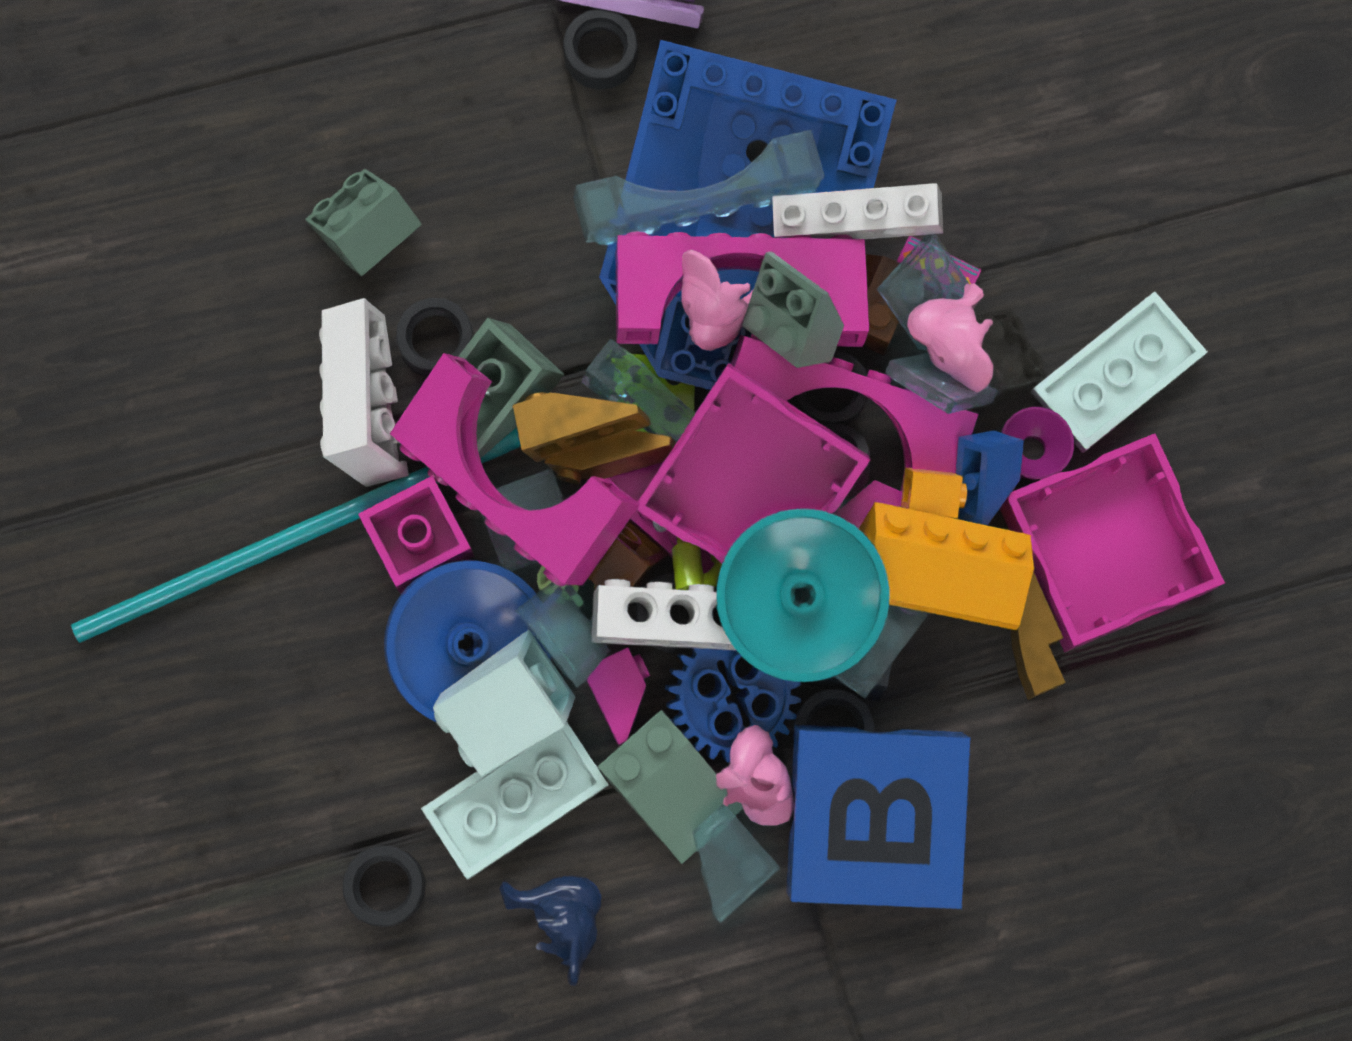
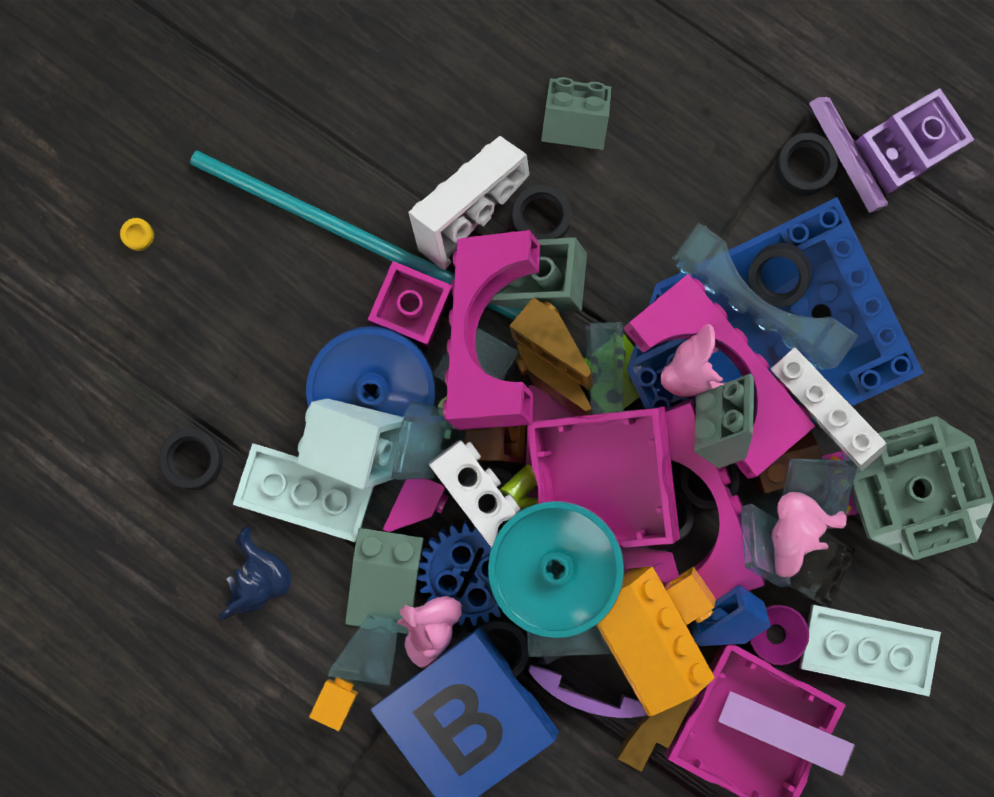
camera: 55 degrees right, 5 degrees up
(104, 756) = (137, 234): none -> yellow tile
(695, 124) = (787, 251): none -> black tyre
(753, 937) = (334, 703): none -> light orange brick
(906, 701) = (549, 680): none -> medium lavender slope
(1030, 167) = (954, 496): none -> sand green piece
(1137, 512) = (786, 733): none -> lavender tile

